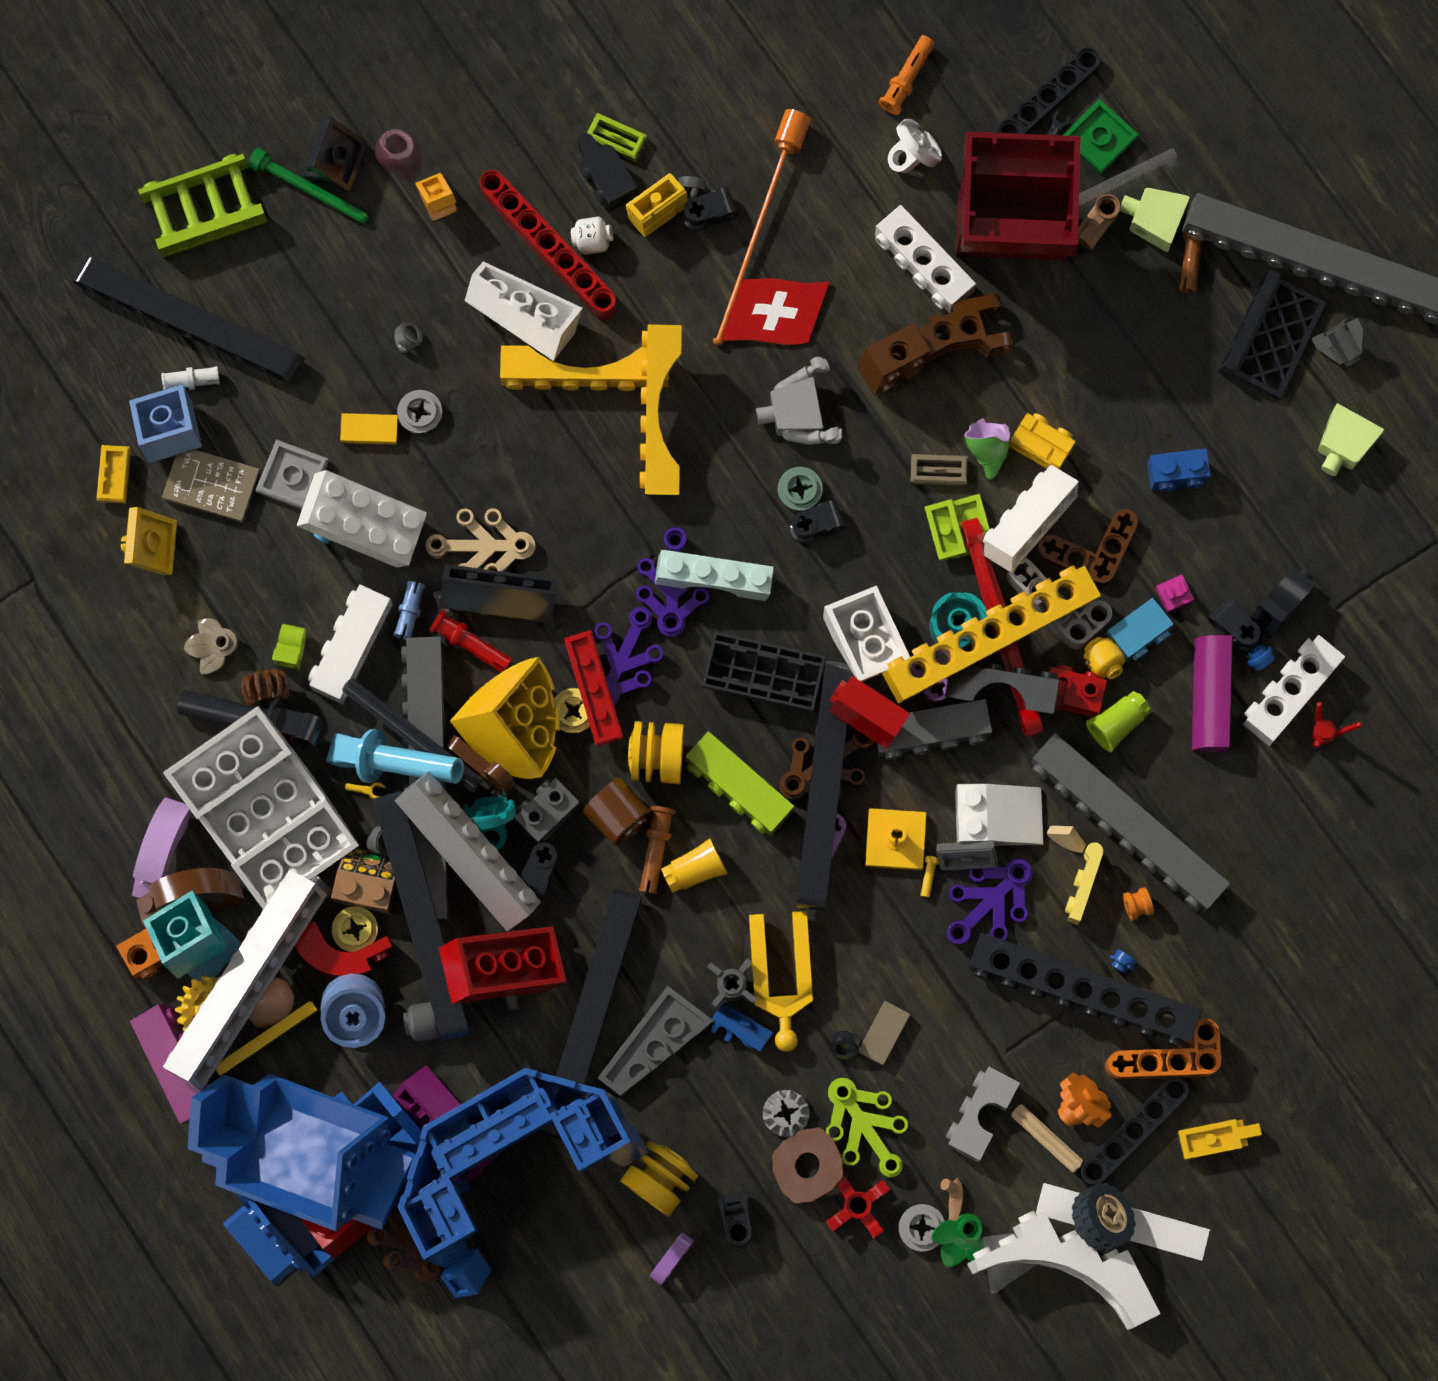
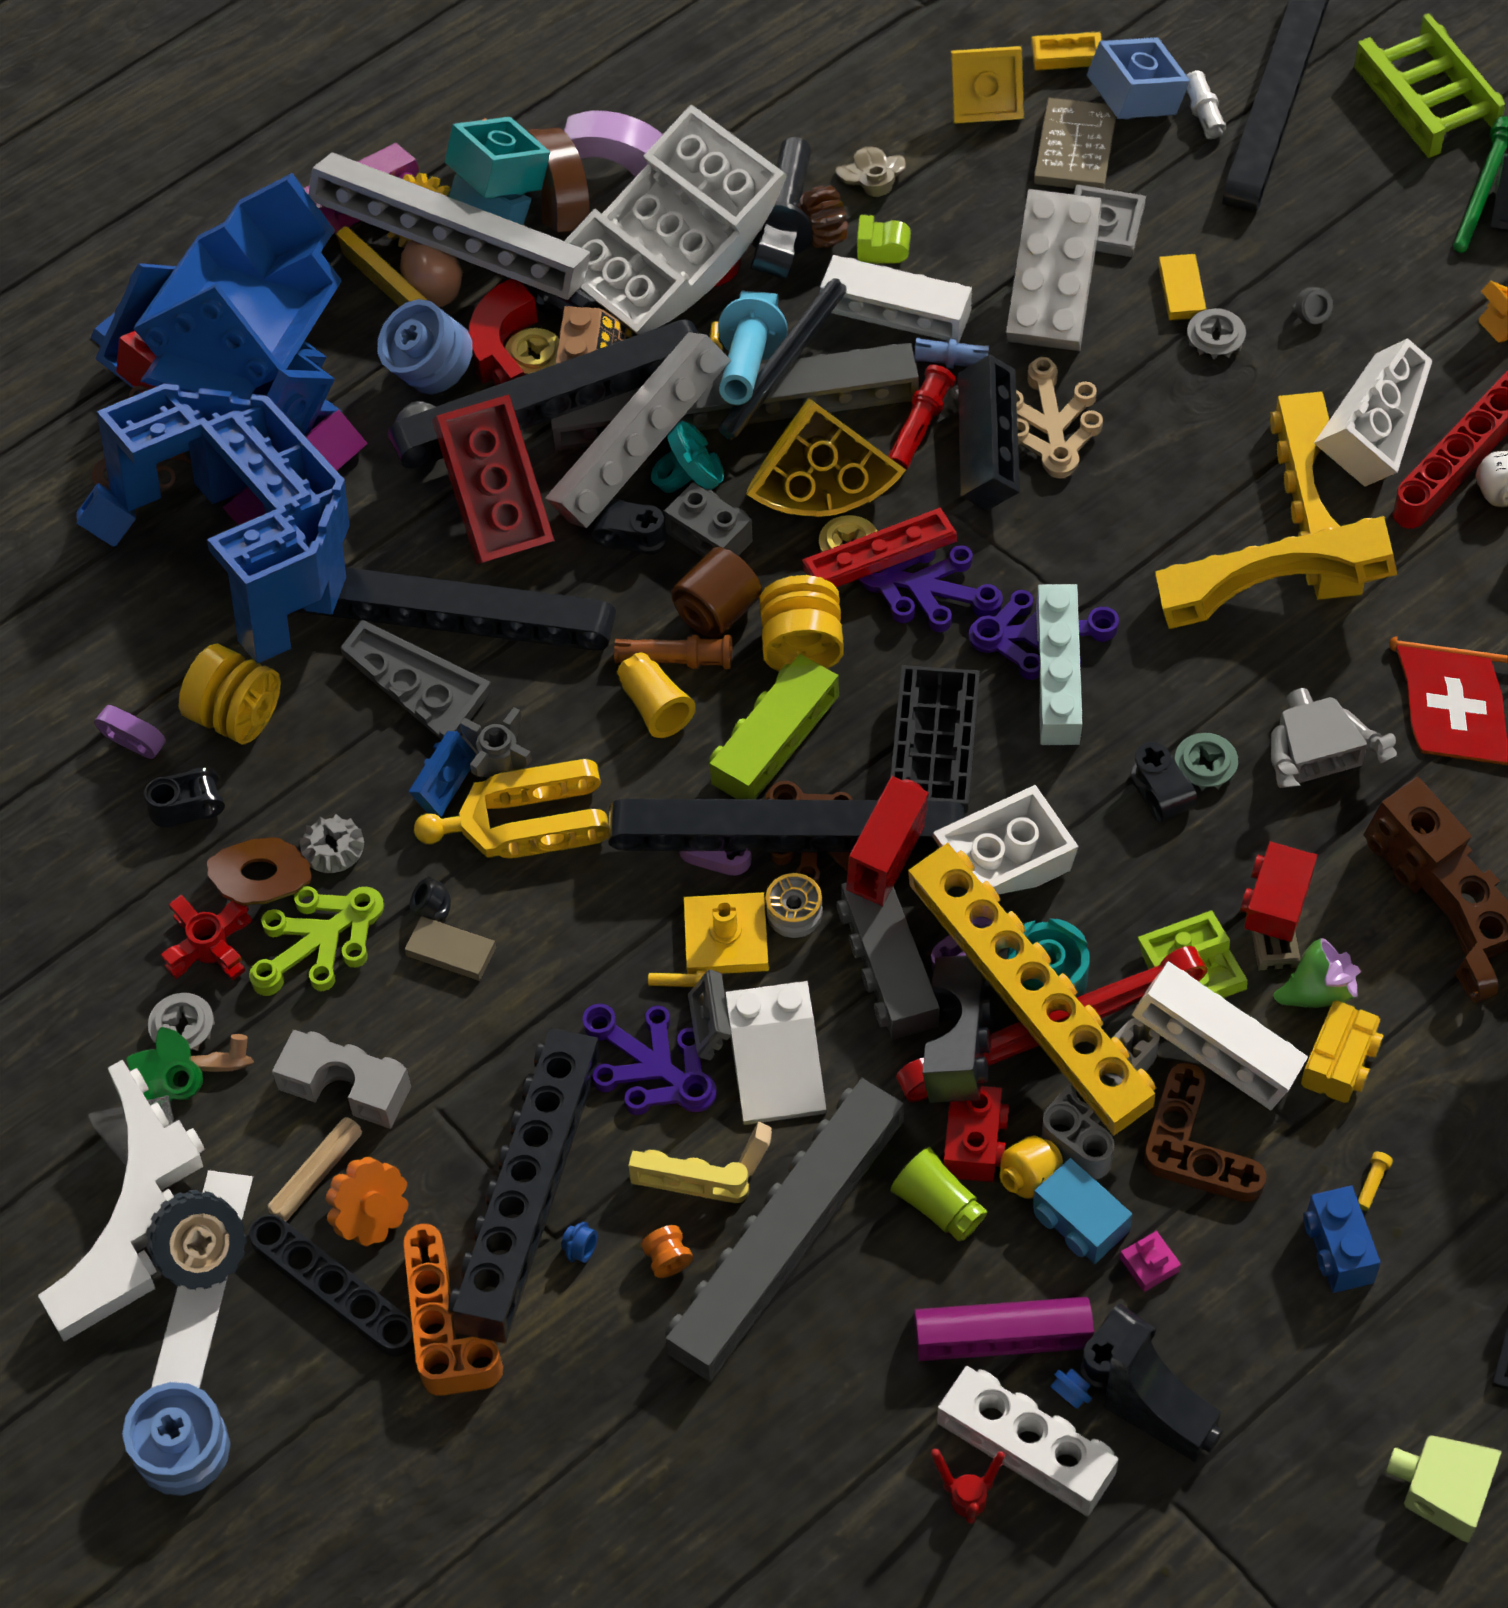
camera: 85 degrees right, 20 degrees down
(491, 773) = (745, 449): reddish brown beam -> none
(884, 777) = (794, 891): none -> light grey wheel
(925, 458) = (1279, 891): none -> red brick
(1134, 443) = (1381, 1162): none -> yellow piece
(1216, 1138) = (326, 1396): yellow hinge -> none
(1258, 1233) = (176, 1438): none -> medium blue wheel

